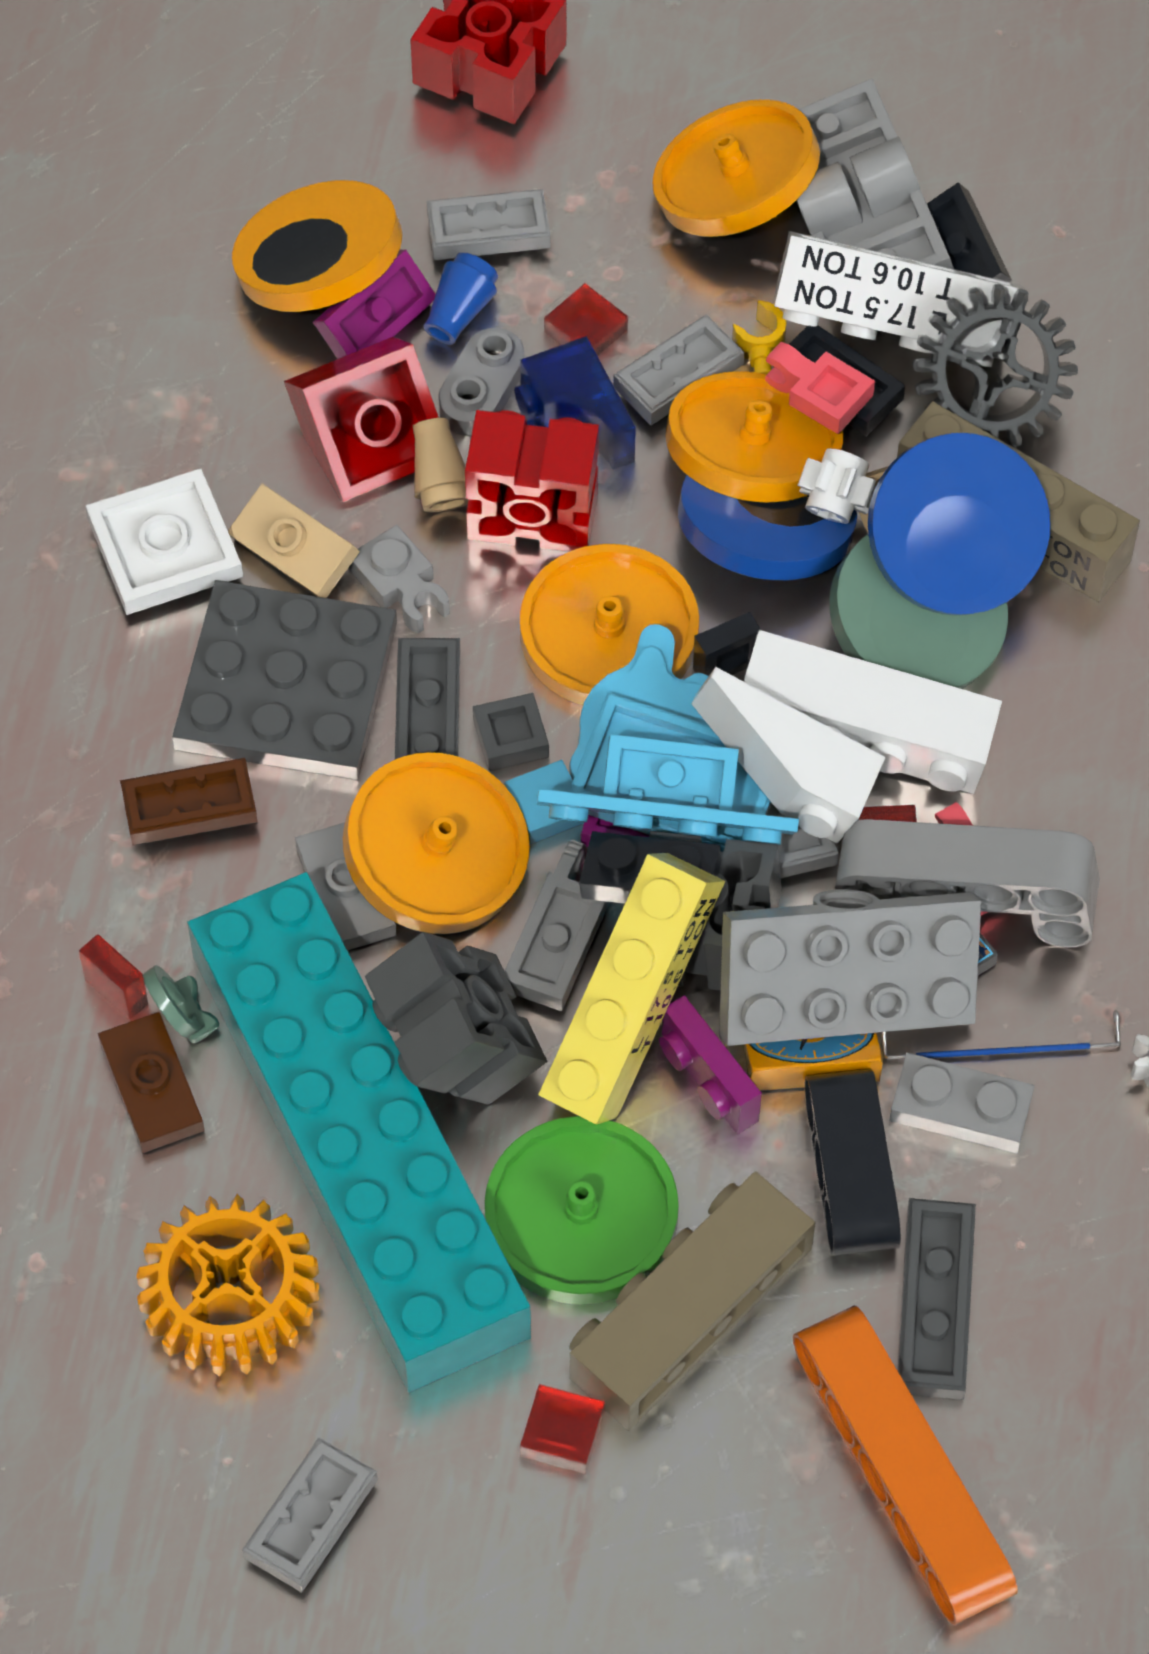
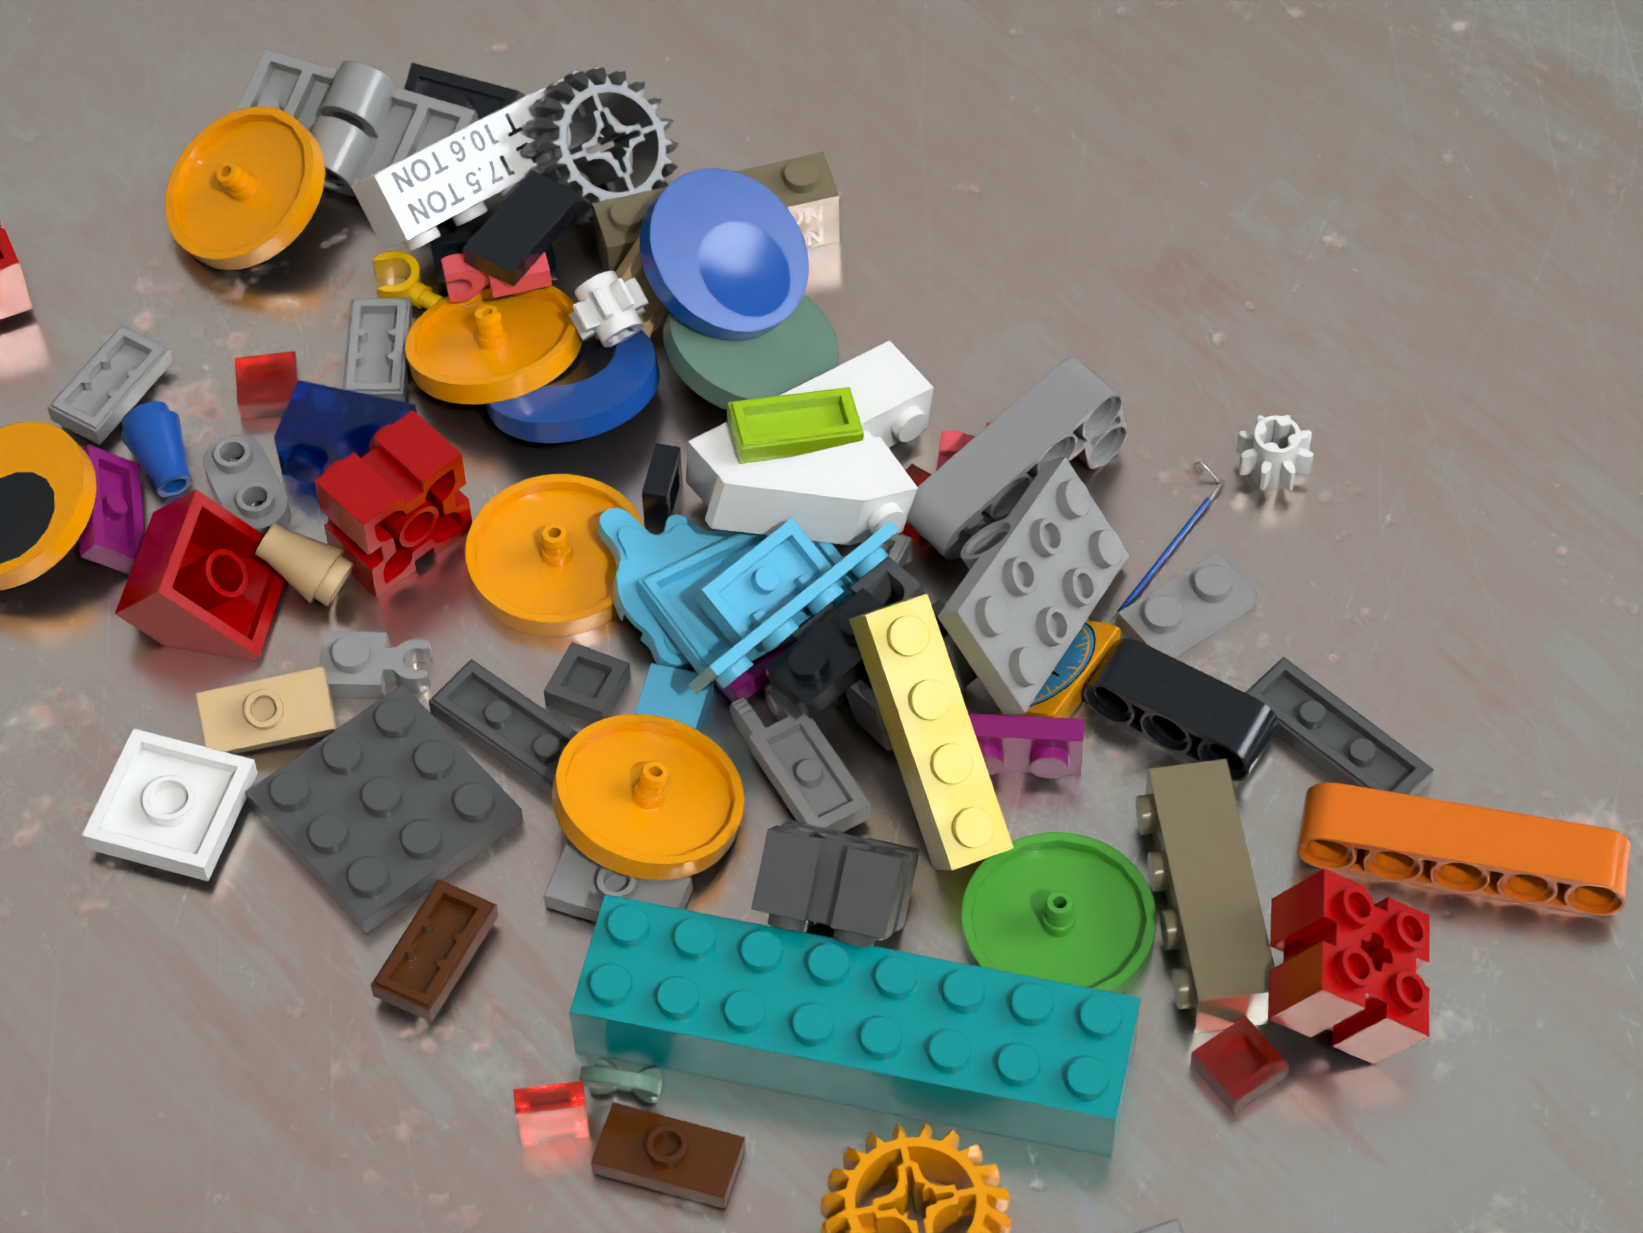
camera: 50 degrees left, 5 degrees down
(656, 1429) = (1349, 967): none -> red brick
(842, 690) = (793, 424): none -> lime tile
(855, 371) = (522, 228): none -> black tile

